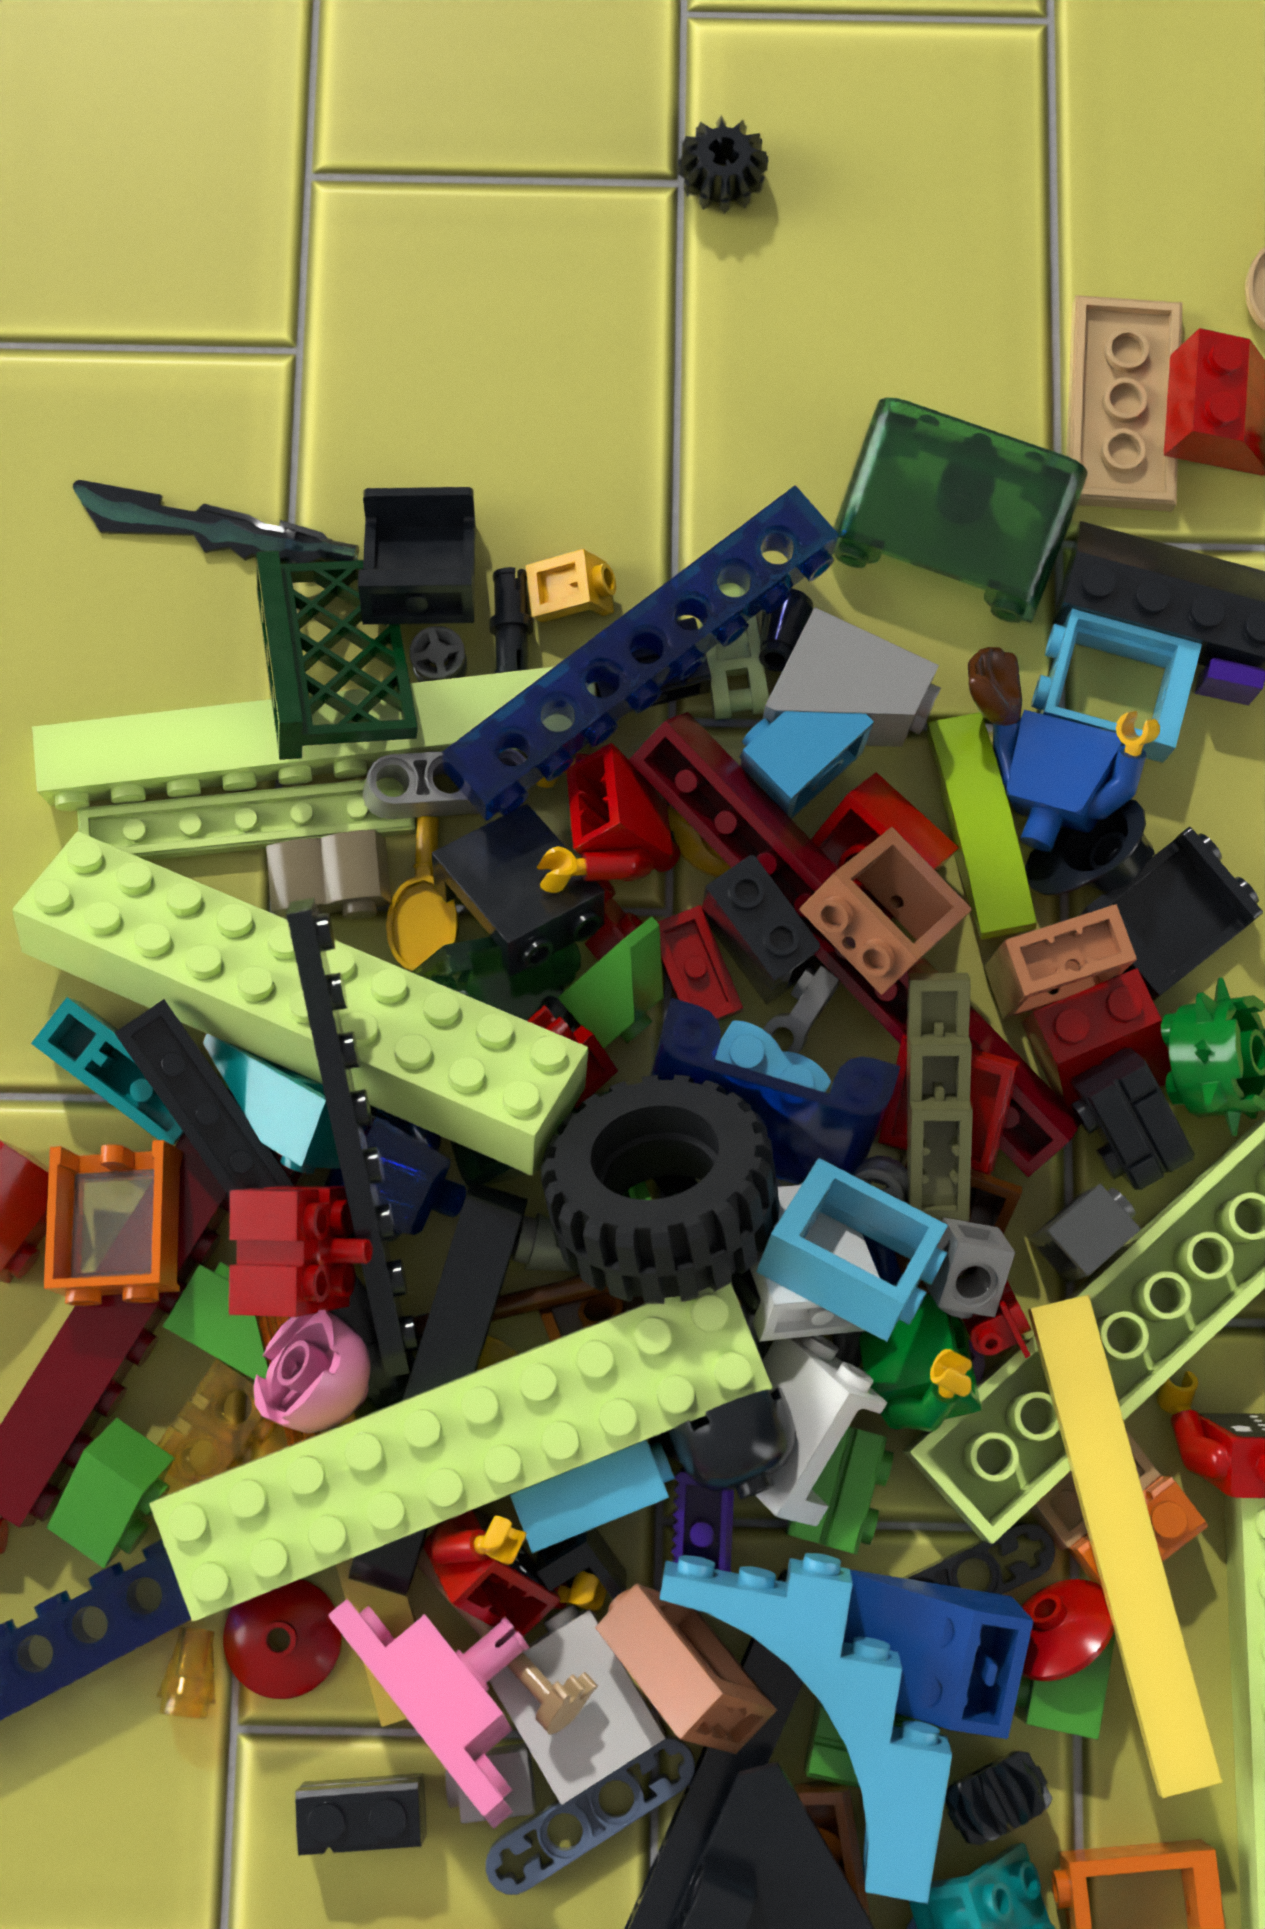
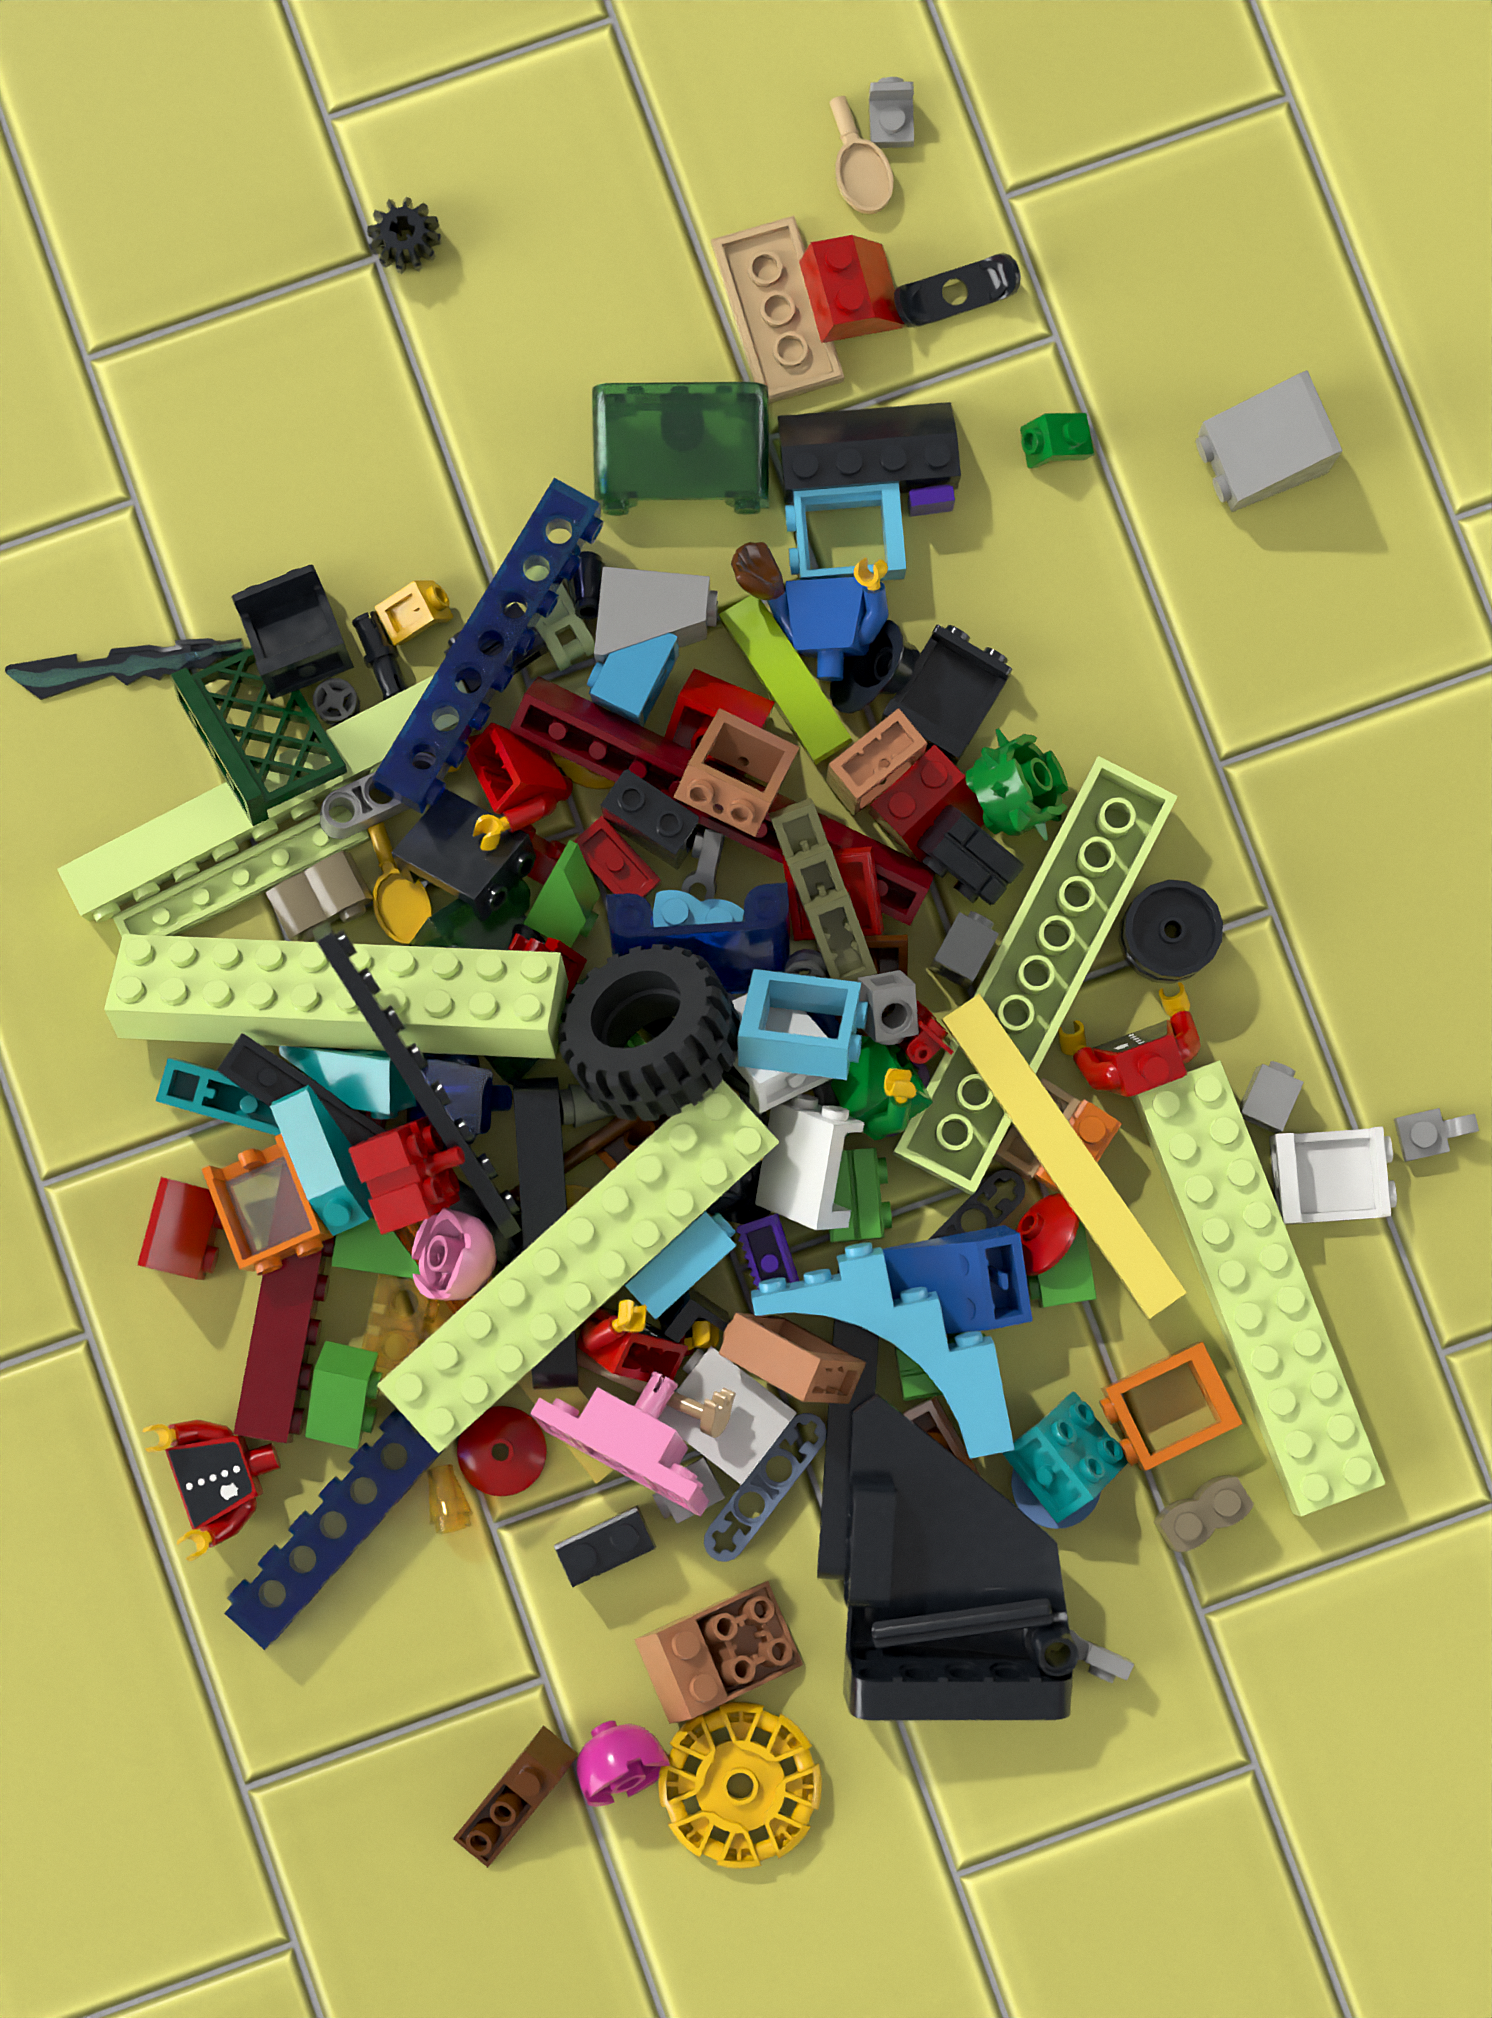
camera: 20 degrees left, 5 degrees up
(195, 1192) = (322, 1160): none -> slope
(738, 1444) = (770, 1189): black cylinder -> none
(997, 1798) = (1041, 1365): black gear -> none

